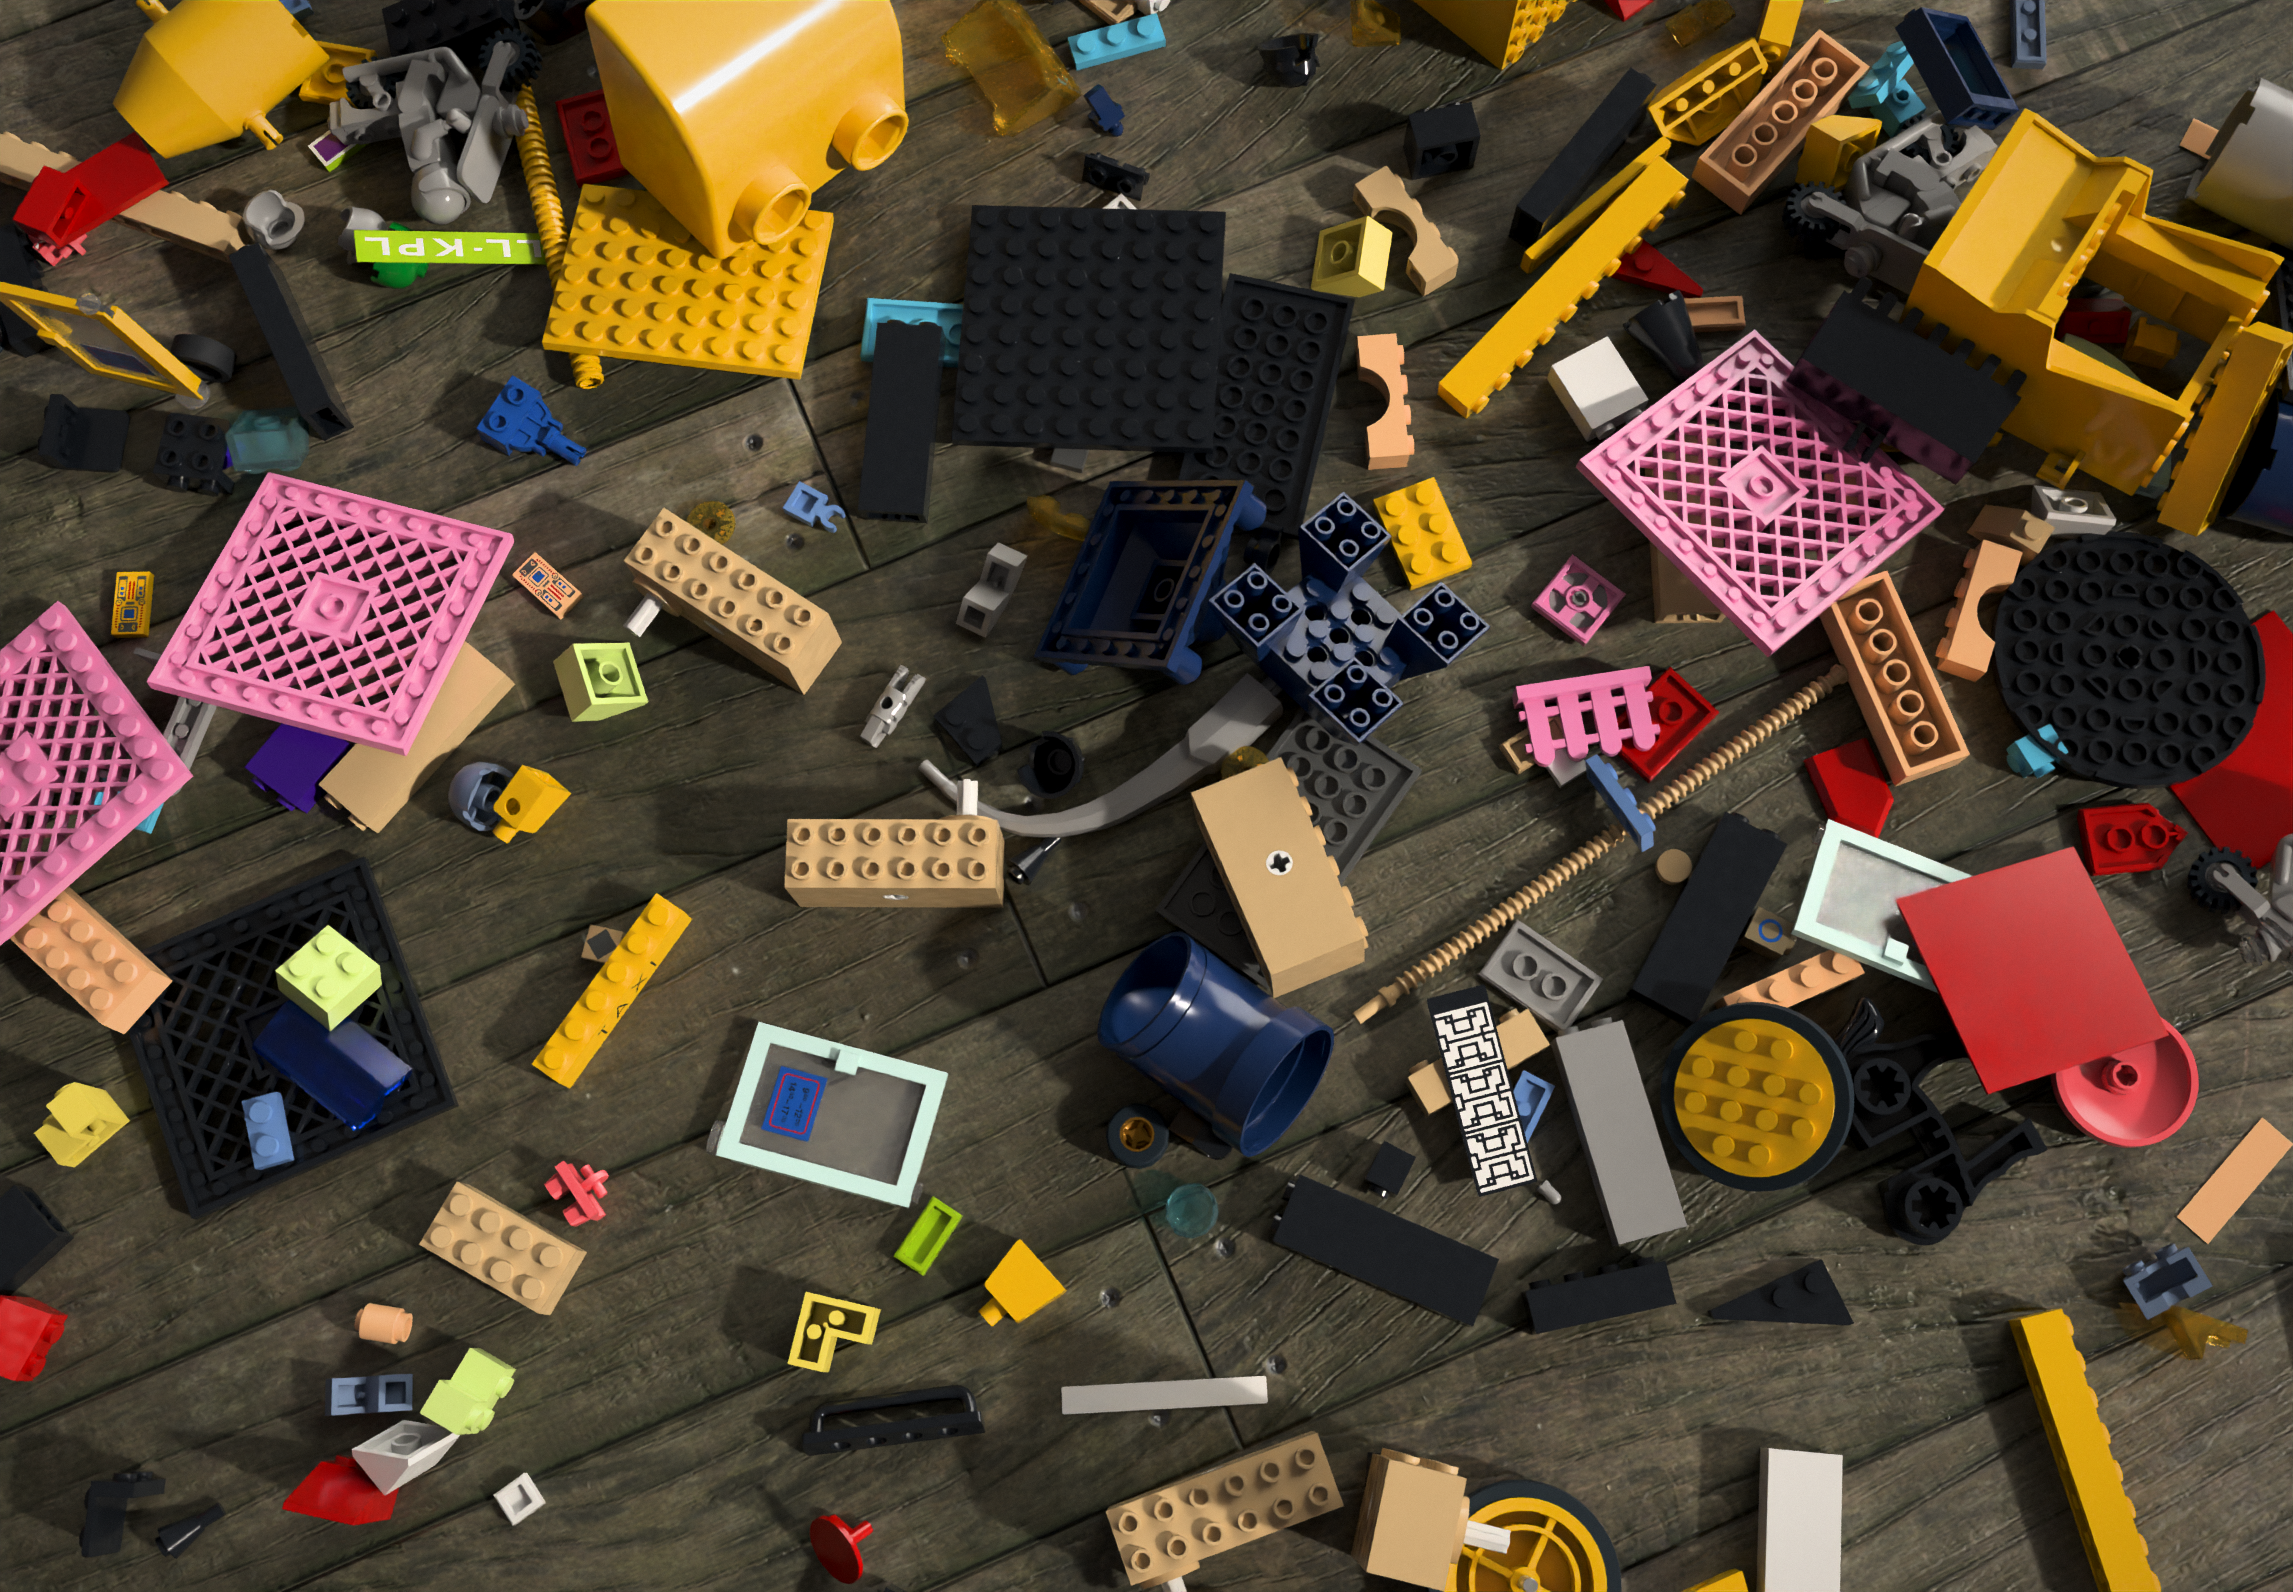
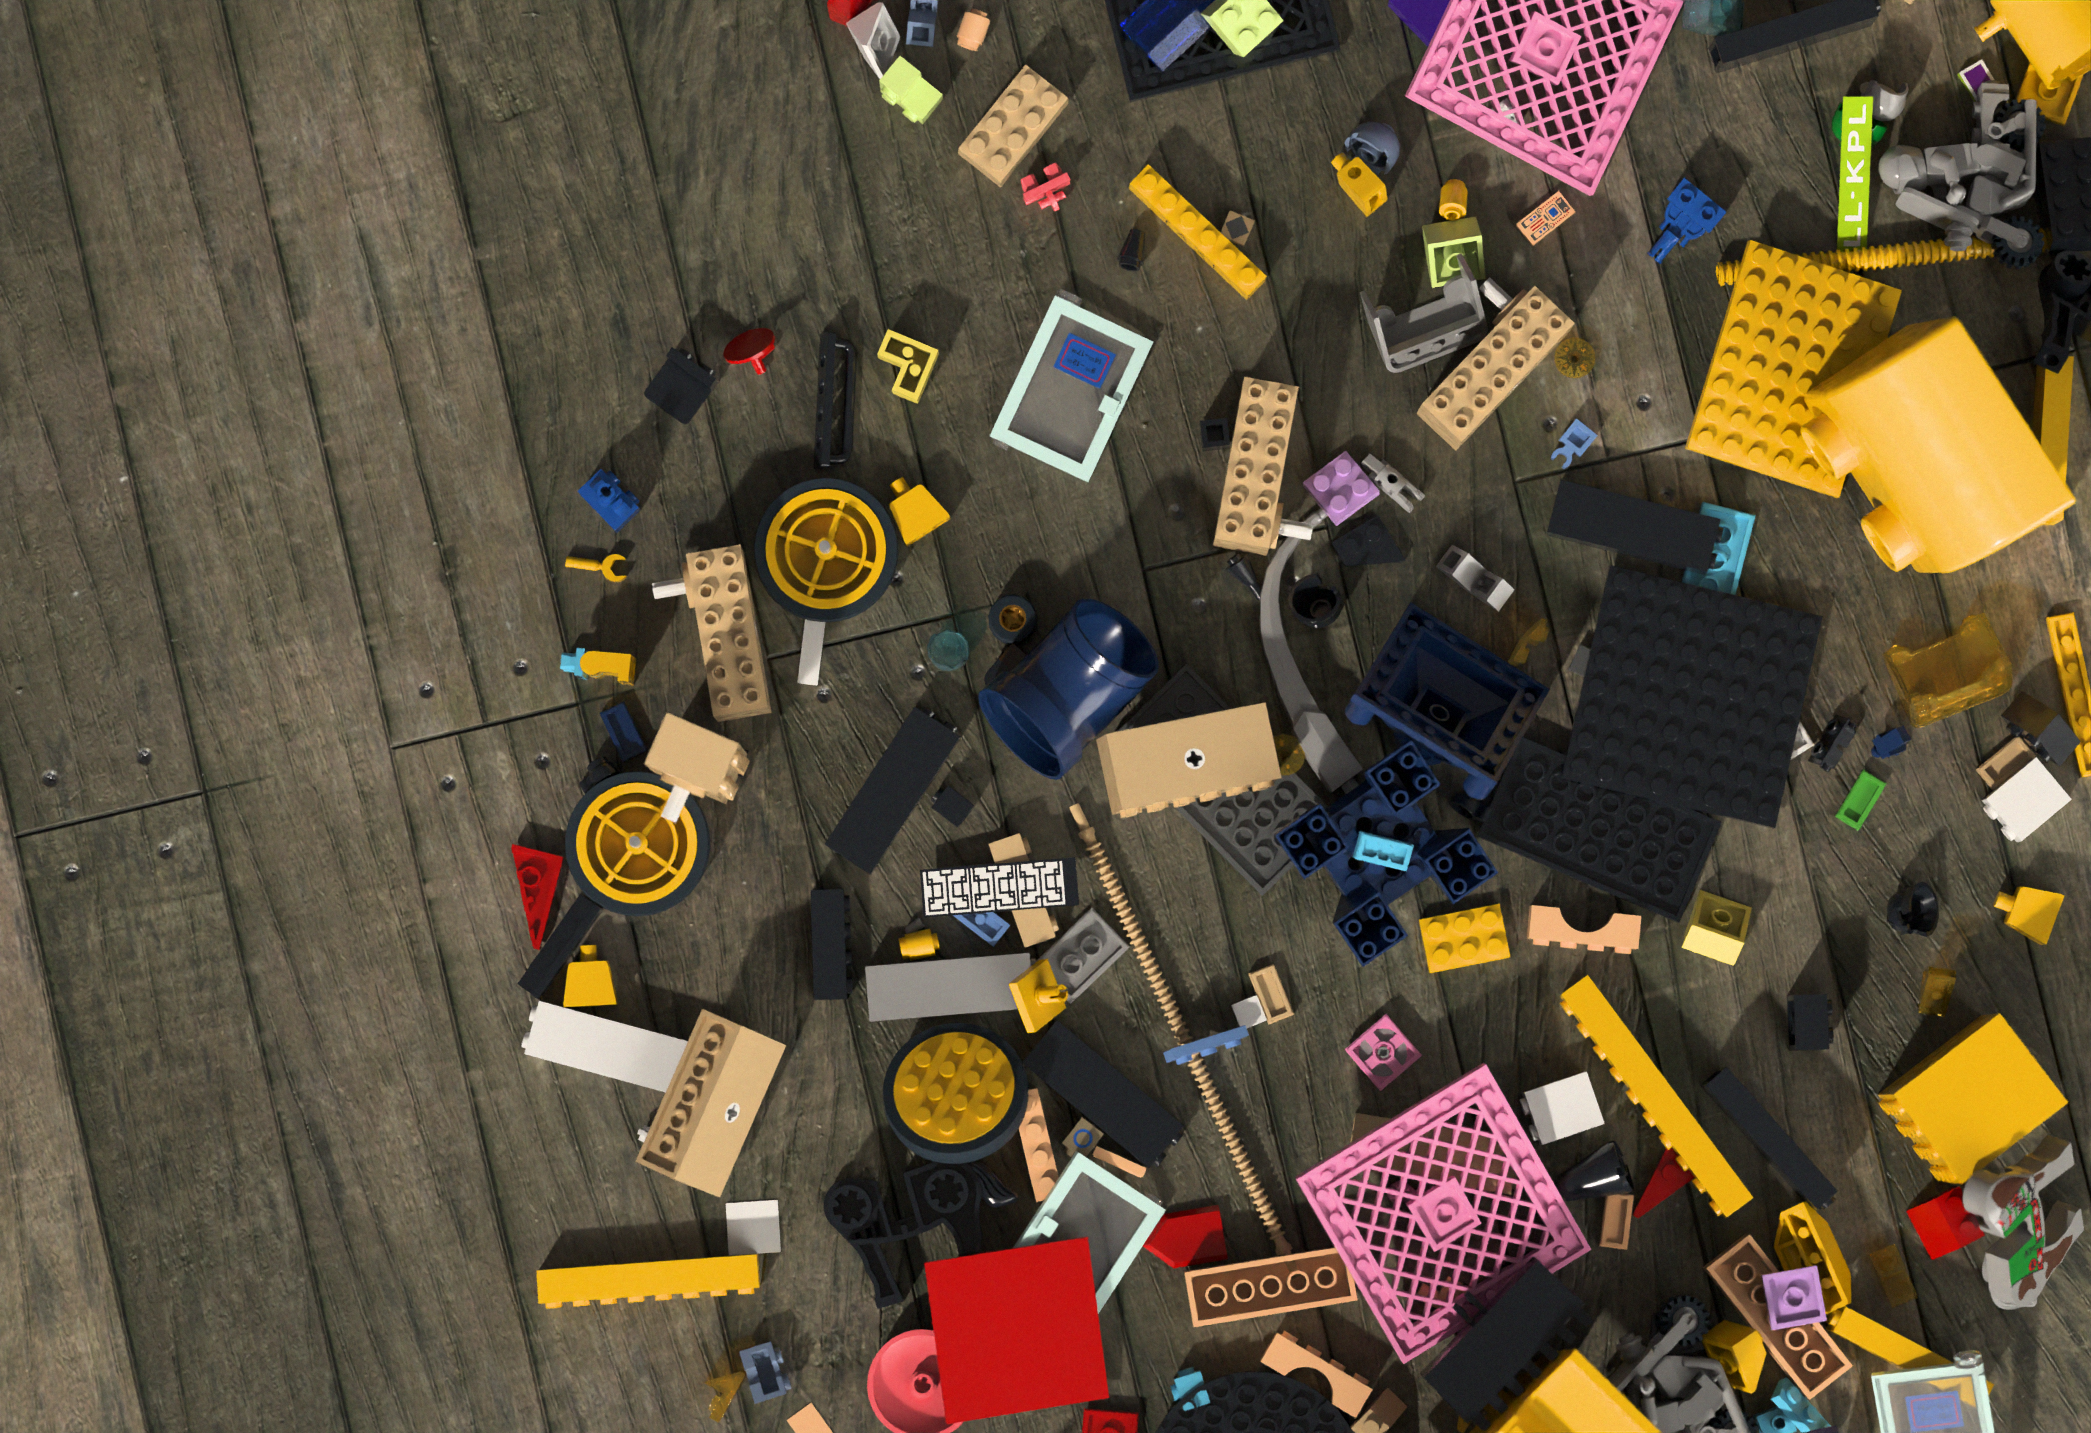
camera: 95 degrees right, 10 degrees up
(273, 220) = (1909, 26): light grey helmet -> none
(380, 782) = (1394, 65): tan brick -> none
(519, 1499) = (827, 117): white tile -> none
(536, 690) = (1453, 200): none -> yellow brick
(590, 138) = (1956, 297): red tile -> none
(647, 1067) = (1132, 252): none -> black cone
(694, 687) = (1432, 328): none -> light grey windscreen
(864, 924) = (1214, 434): none -> black brick
(908, 763) = (1341, 488): none -> lavender plate
(928, 1236) = (966, 448): lime tile -> none
(1090, 1395) = (826, 550): none -> yellow wheel
(1116, 41) = (1961, 766): medium azure plate -> none
(1174, 138) = (1860, 799): none -> bright green tile
(1345, 625) = (1383, 850): none -> medium azure plate
(1385, 200) = (1767, 965): tan arch -> none
(1572, 1181) = (919, 945): none -> yellow brick
(1591, 208) = (1730, 1144): yellow tile -> none
(1599, 689) = (1284, 1023): bright pink fence -> none
(1607, 1015) = (1038, 995): none -> yellow tile
(1673, 867) = (1150, 1079): tan tile -> none
(1681, 717) = (1268, 1095): red tile -> none
(1762, 95) = (1793, 1297): none -> lavender plate
(1785, 882) = (1119, 1162): none -> light nougat tile
(1797, 1297) = (802, 1097): black wing -> none
(1851, 1417) = (710, 1103): none -> tan piece
(1977, 1332) = (753, 1227): none -> white sticker

